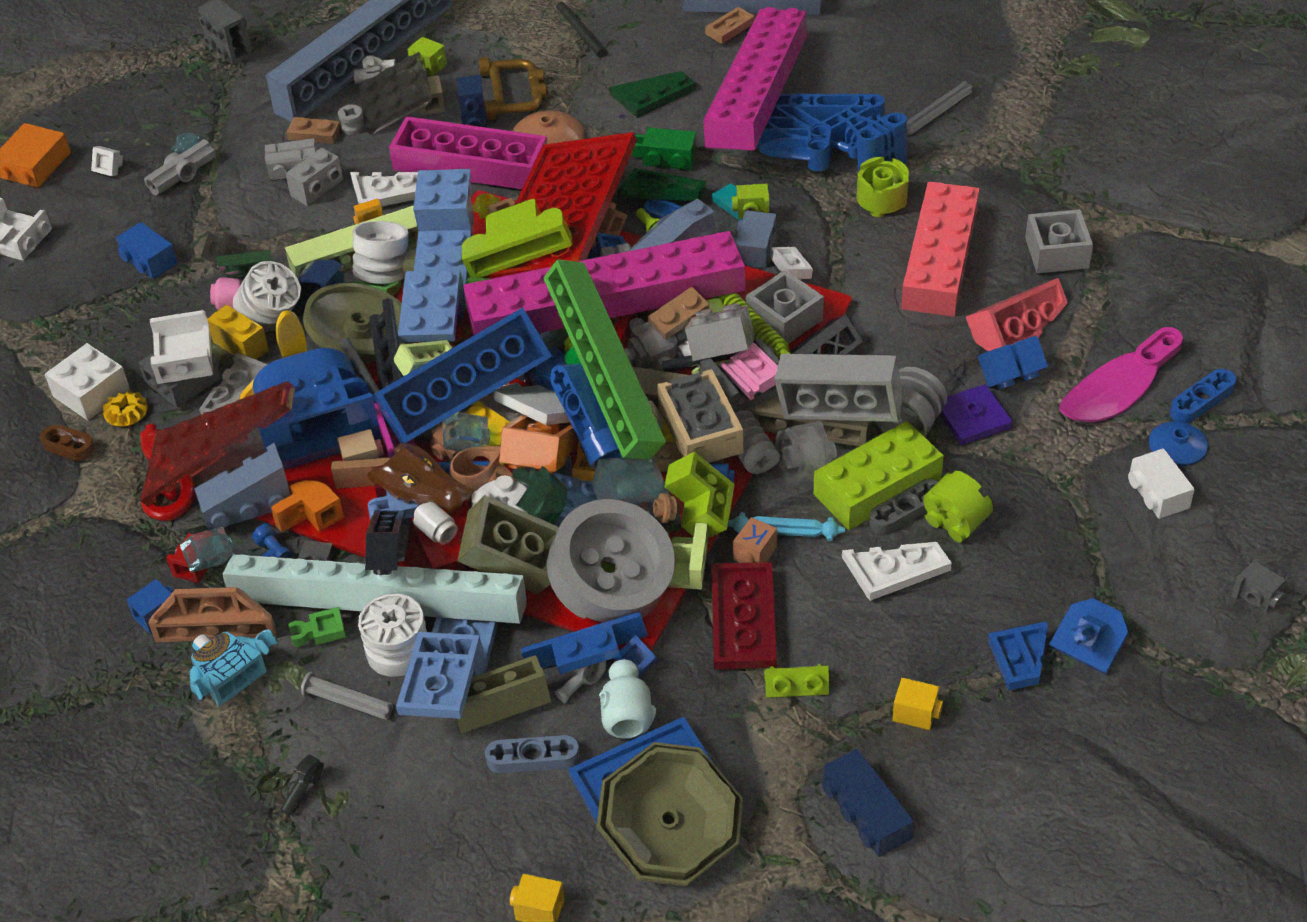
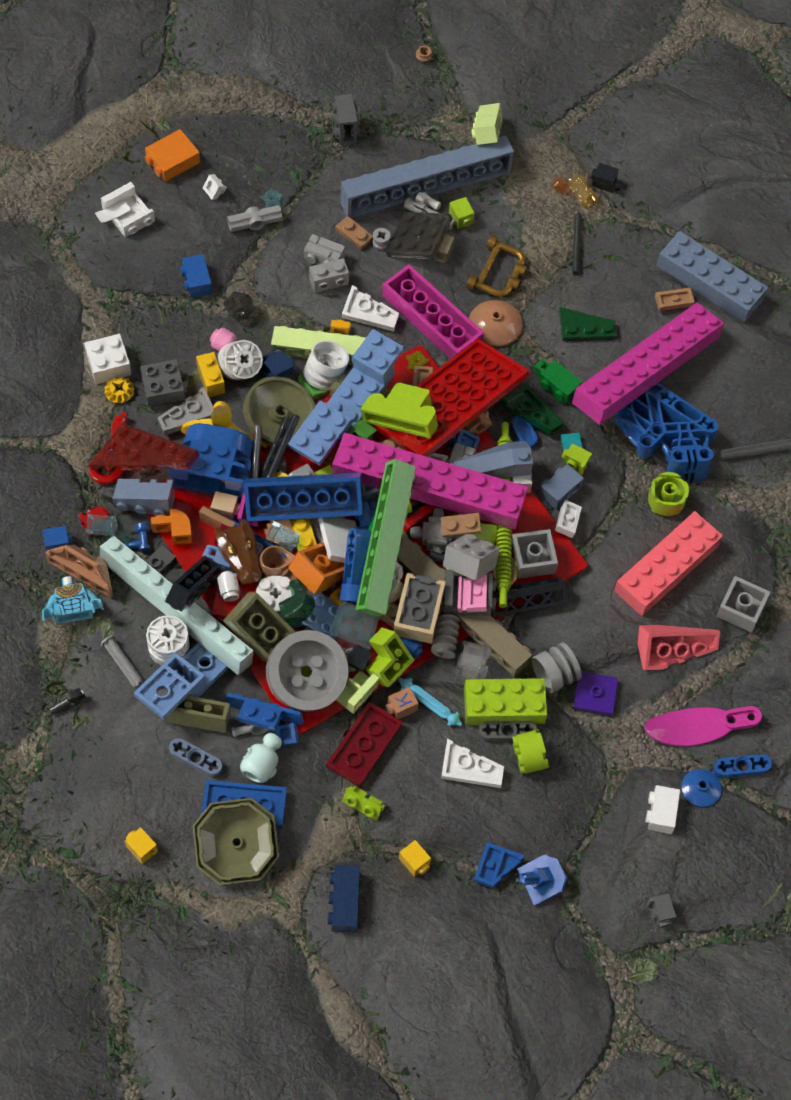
camera: 25 degrees right, 15 degrees up
(67, 442) = (74, 397): reddish brown plate -> none
(181, 347) = (166, 374): white panel -> none
(240, 264) = (238, 327): dark green wing -> none
(322, 627) = (136, 610): bright green plate -> none
(408, 354) = (283, 463): yellowish green slope -> none
(471, 101) = (458, 275): dark blue brick -> none
(665, 508) = (357, 656): medium nougat plate -> none
(839, 387) = (509, 639): light grey brick -> none
(1013, 361) = (643, 674): blue piece -> none

